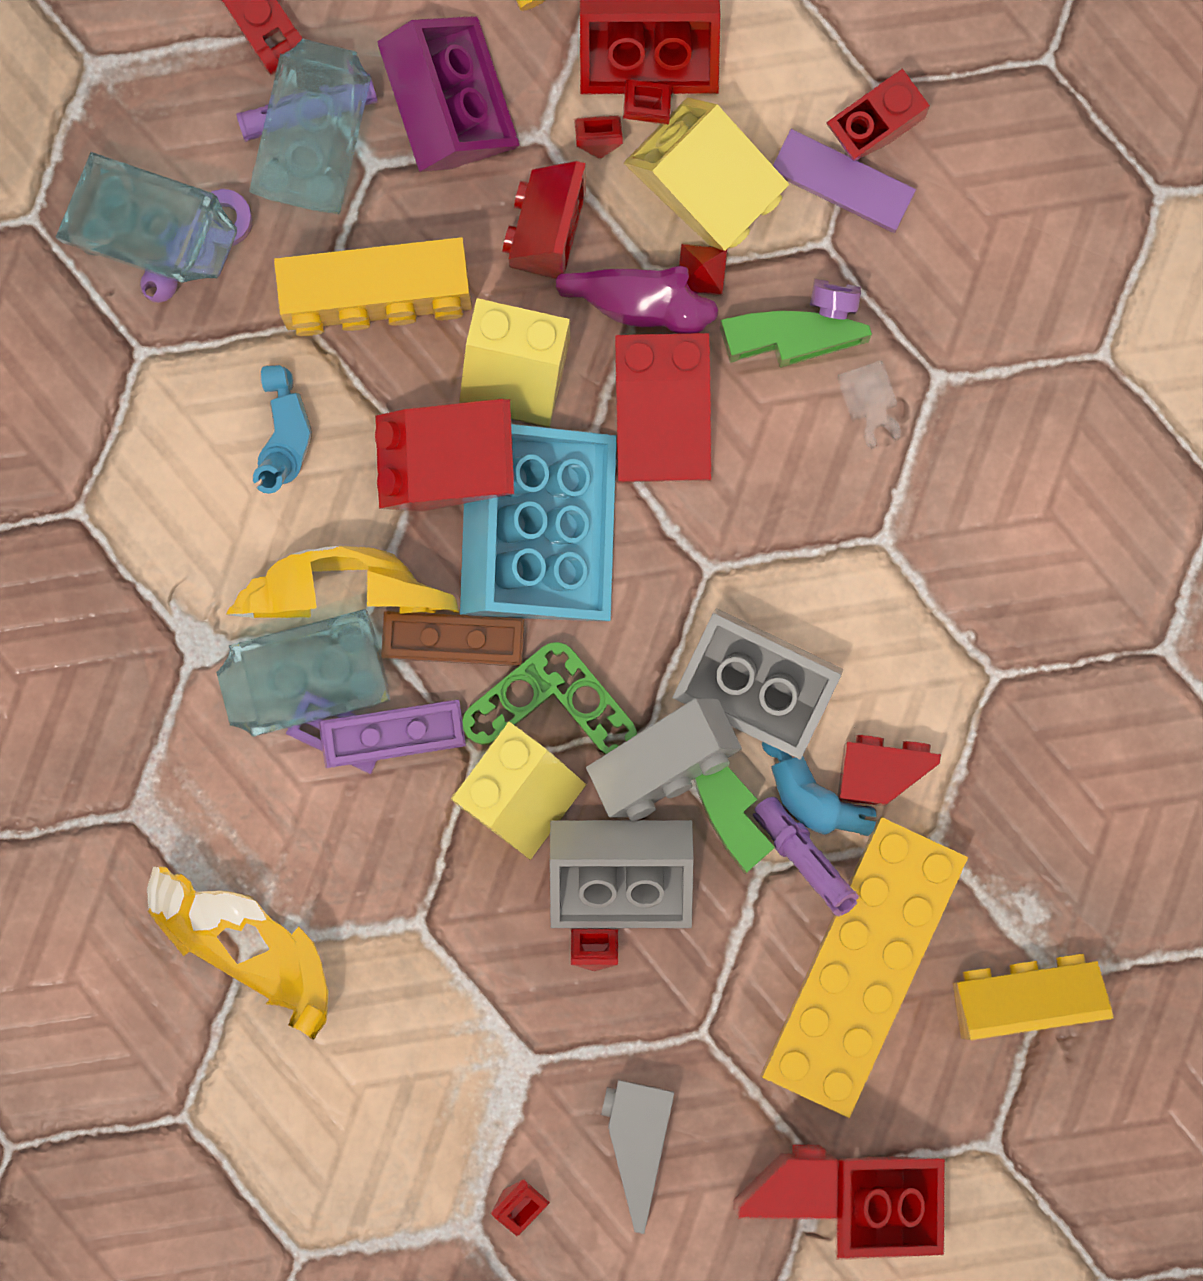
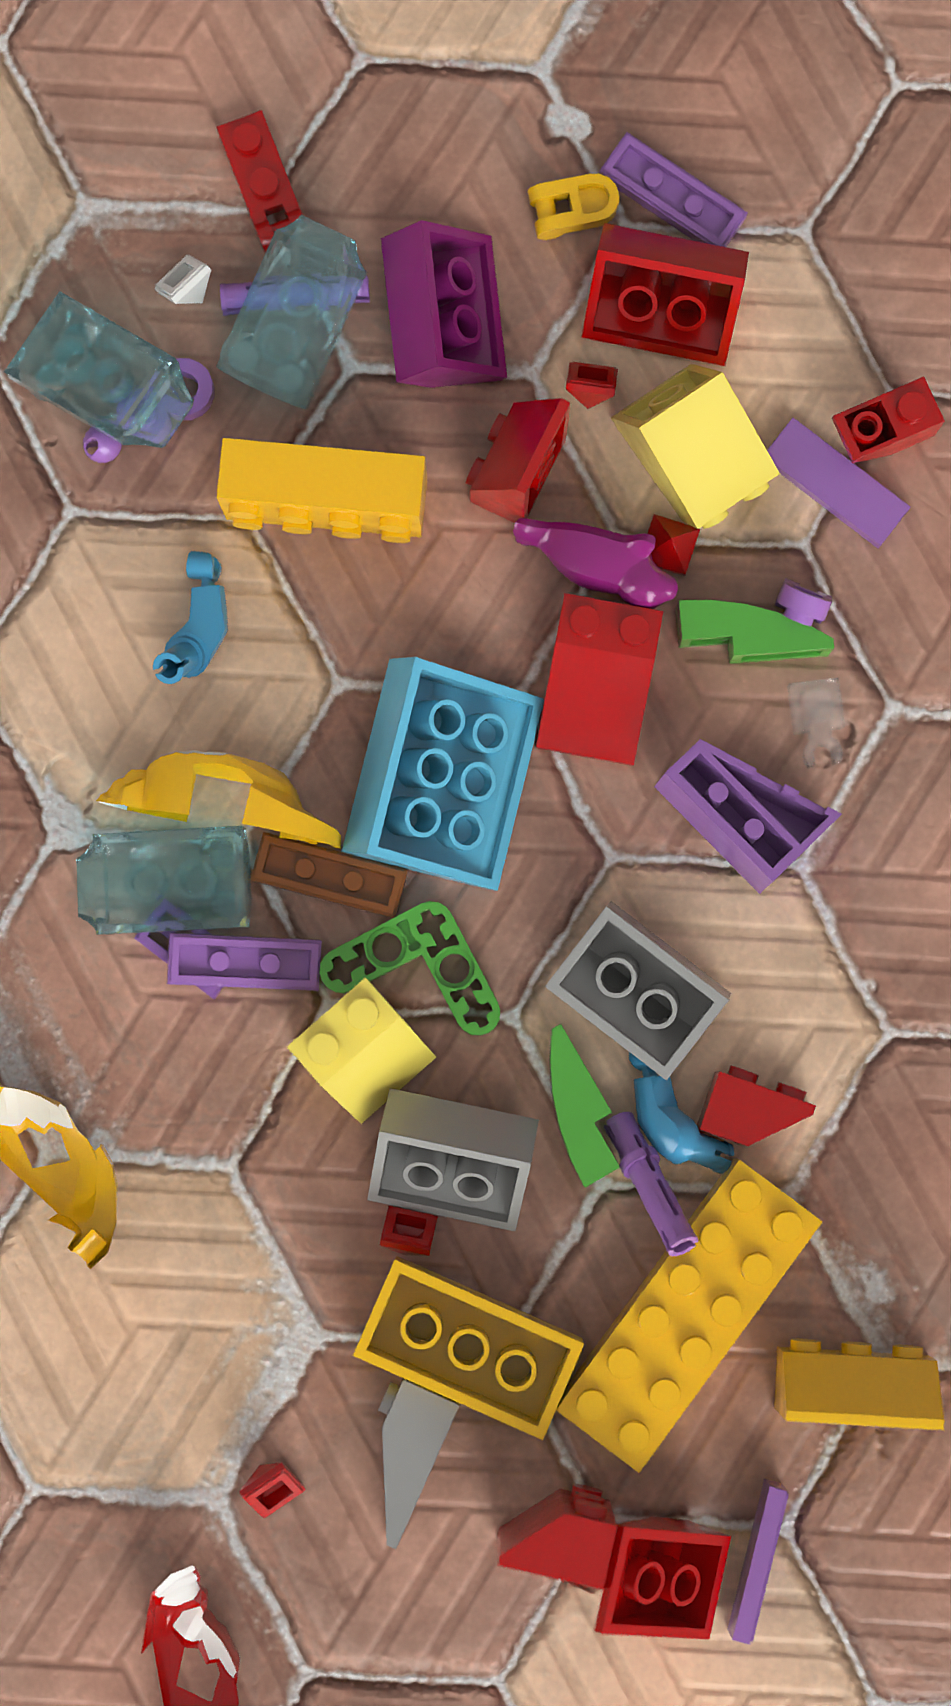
camera: 15 degrees right, 0 degrees up
(202, 118) = (185, 282): none -> white slope
(444, 455) = (358, 681): red slope -> none
(515, 358) = (452, 599): light yellow slope -> none
(647, 101) = (648, 358): red slope -> none
(664, 759) = (523, 1050): light grey brick -> none
(672, 1039) = (469, 1347): none -> yellow brick
(820, 503) = (743, 813): none -> medium lavender wedge
(974, 1177) = (758, 1561): none -> medium lavender tile

